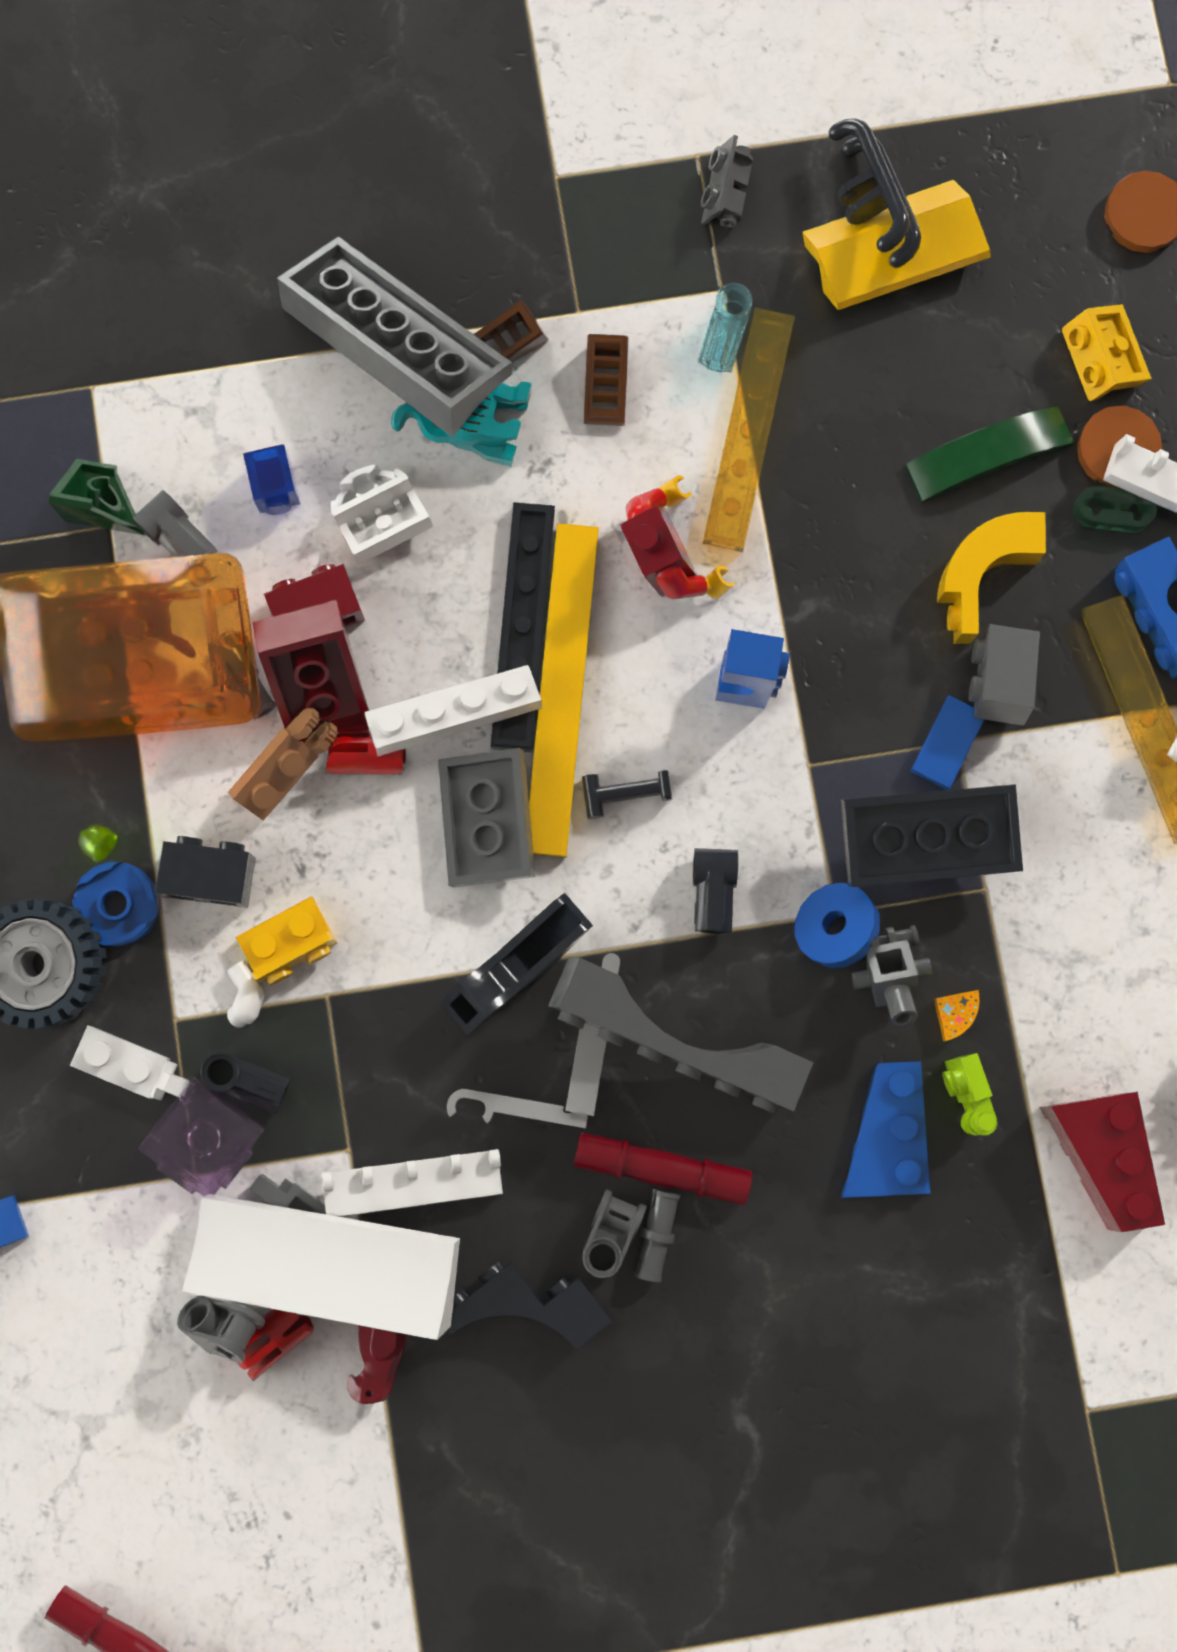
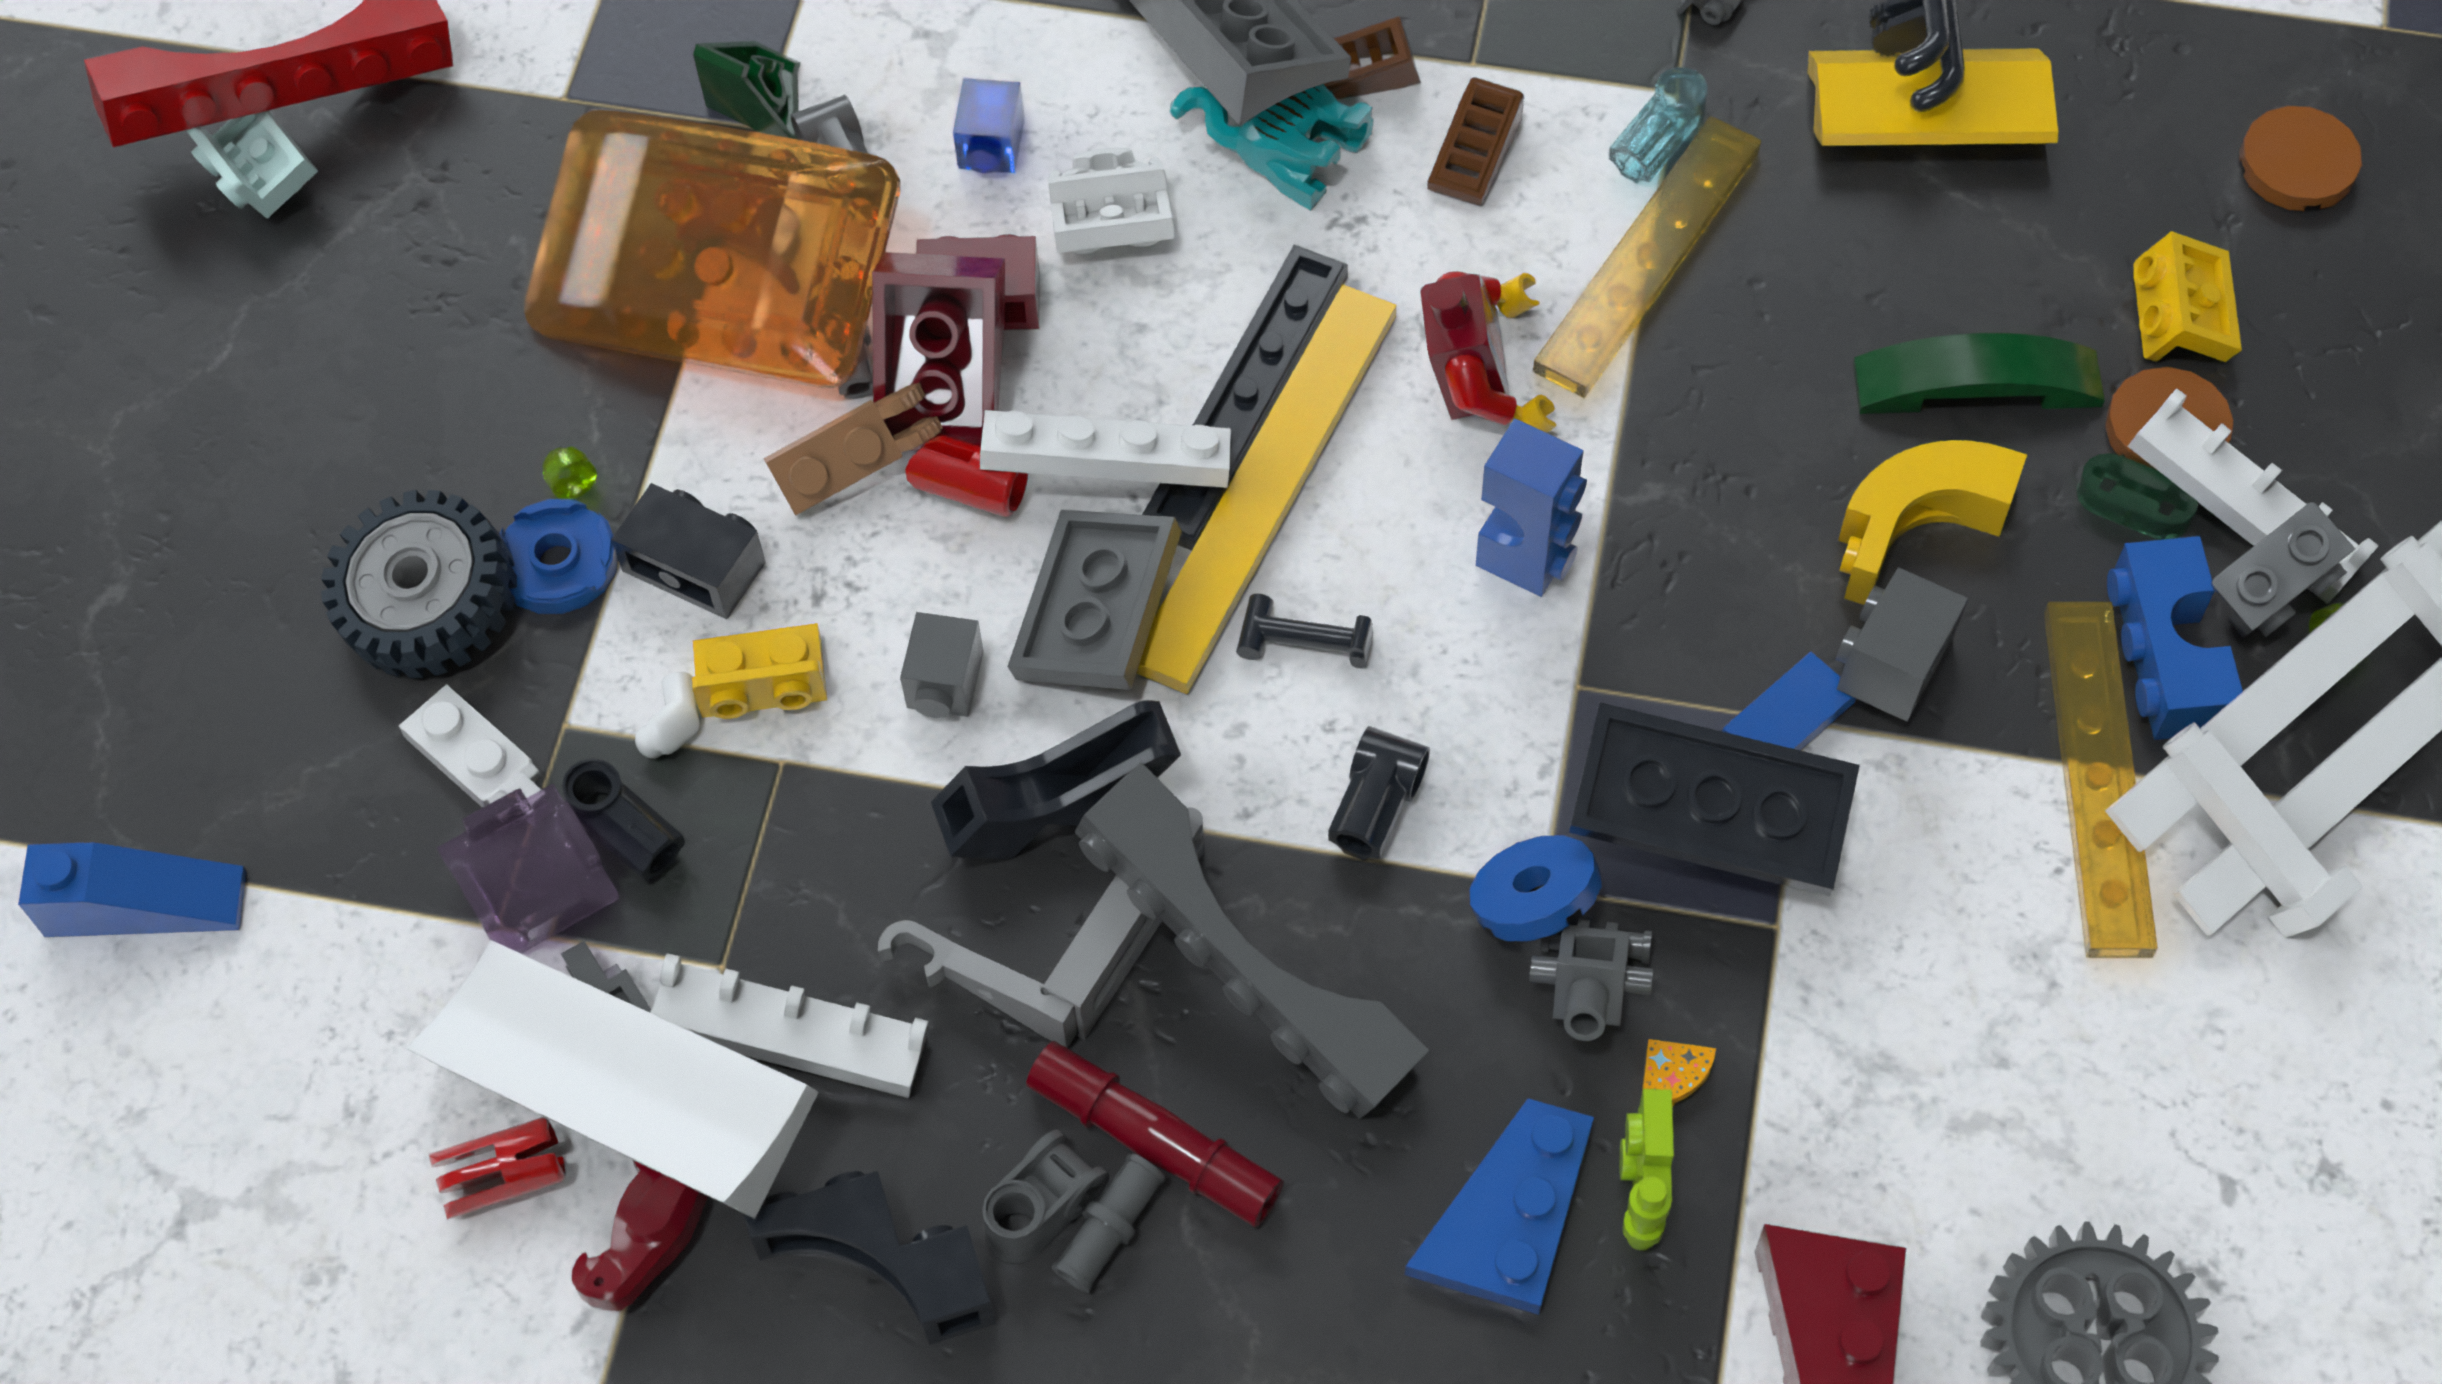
camera: 25 degrees right, 20 degrees down
(219, 1326) = (436, 1112): dark grey piece -> none
(406, 900) = (941, 665): none -> dark grey brick

